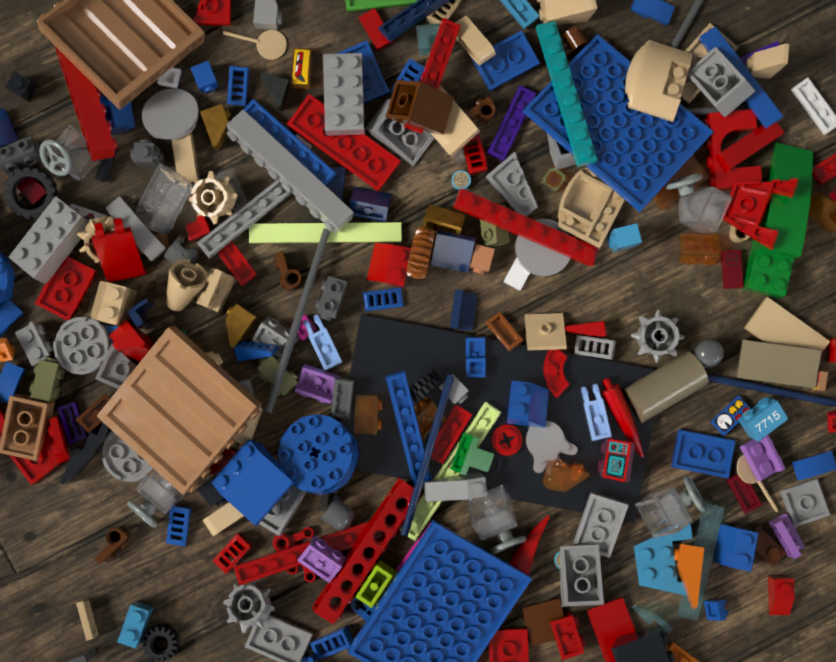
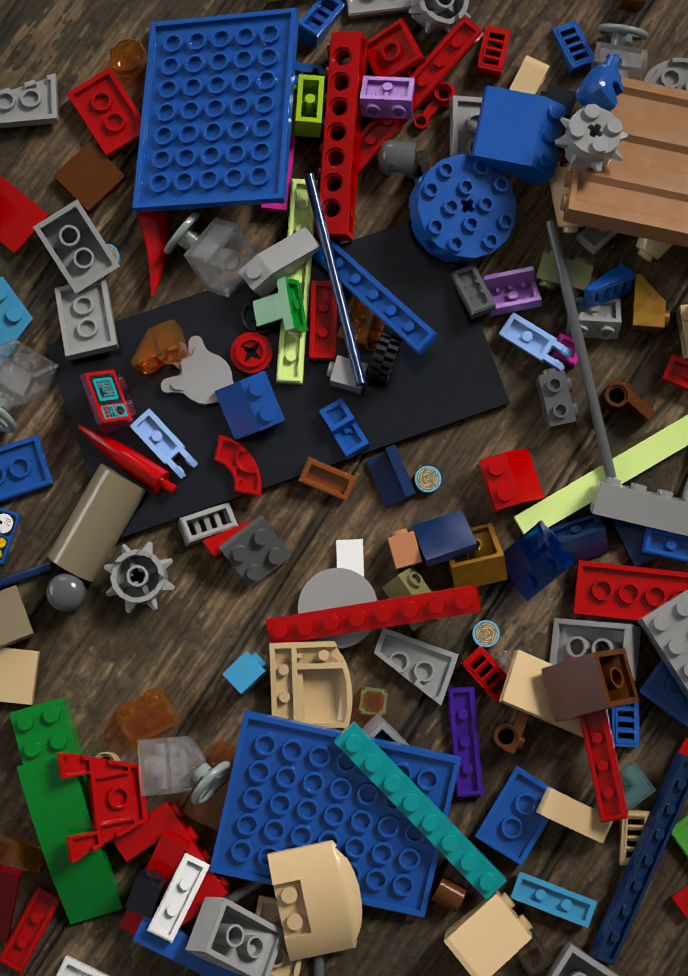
camera: 150 degrees right, 5 degrees down
(184, 476) = (602, 84): none -> blue piece
(202, 446) = (591, 138): none -> light grey brick
(298, 589) = (394, 51): none -> red tile
(367, 414) = (432, 288): clear orange bracket -> none
(368, 307) = (508, 435): blue slope -> none
(405, 204) = (536, 560): none -> clear blue slope
(420, 253) = (482, 510): dark orange gear -> none
(440, 295) = (427, 479): none -> tile
(545, 331) = (279, 503): tan plate -> none
(567, 636) = (54, 172): red bracket -> none
(576, 311) = (255, 551): none -> dark grey plate
(732, 269) = (92, 714): dark red tile -> none
(741, 125) = (178, 897): none -> white tile
(759, 139) = (146, 893): none -> black brick

